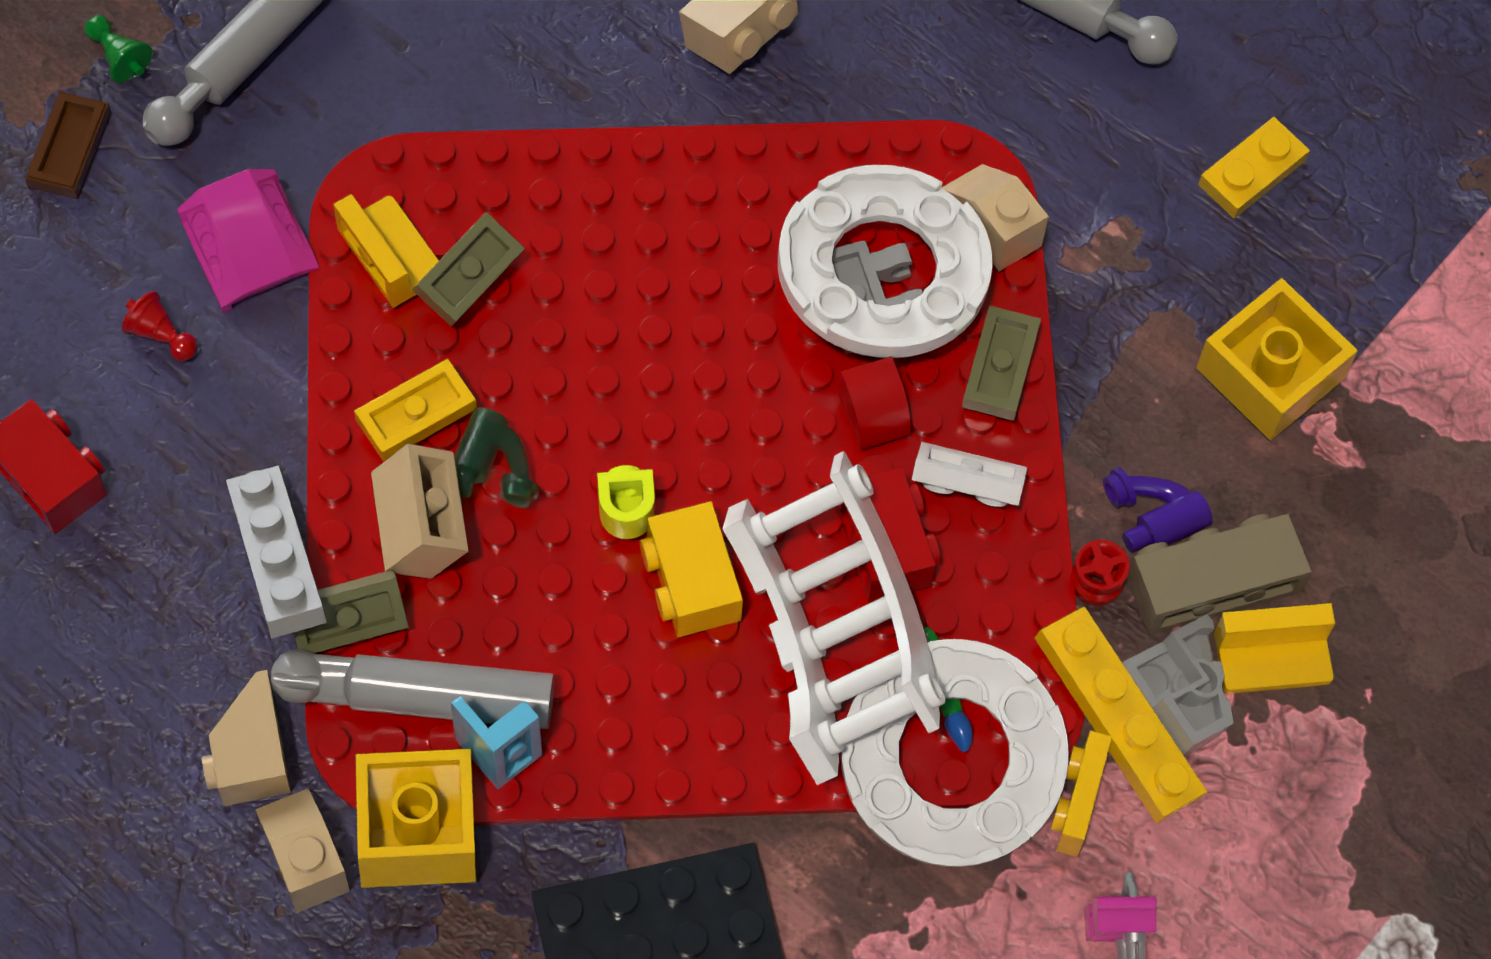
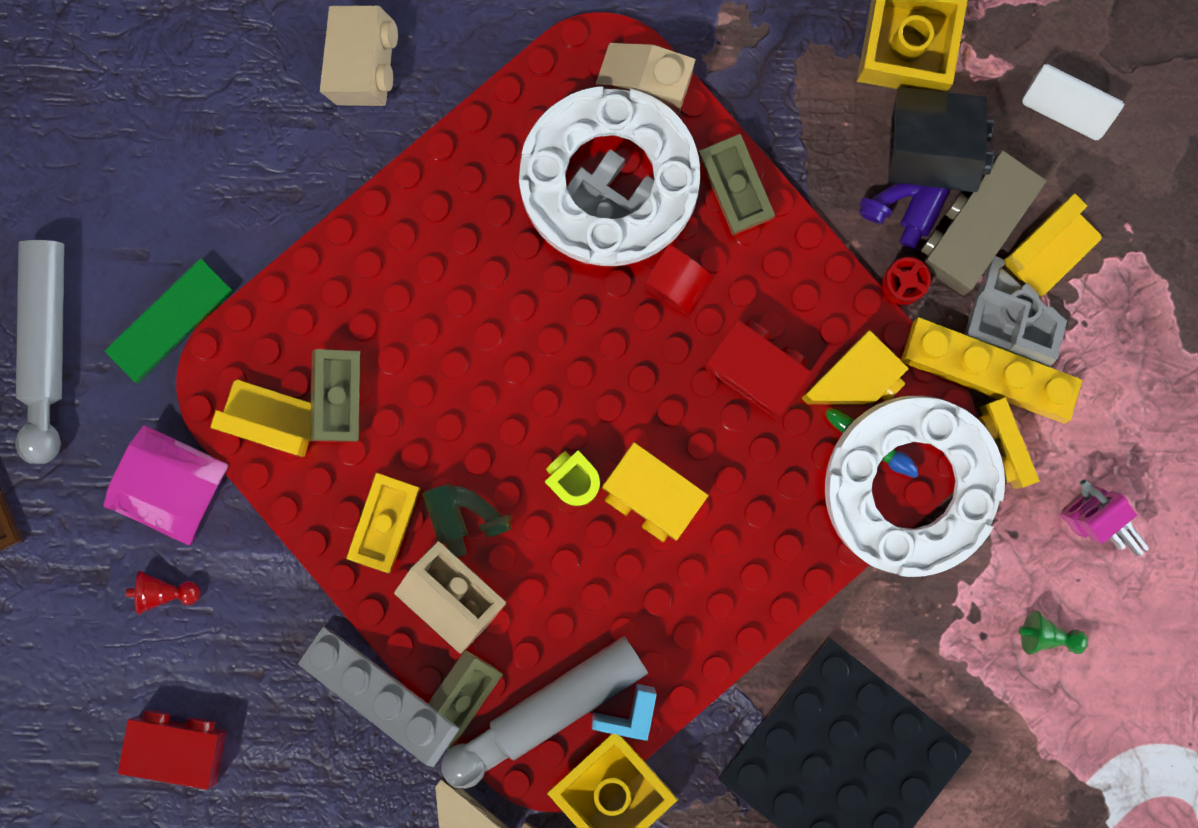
camera: 35 degrees left, 20 degrees up
(374, 111) = (168, 321): none -> green tile
(801, 646) = (765, 491): white fence -> none
(950, 470) = (777, 283): white plate -> none
(978, 608) = (860, 375): none -> yellow slope
(1231, 459) = (939, 139): none -> black brick
(1397, 532) = (1071, 102): none -> white slope

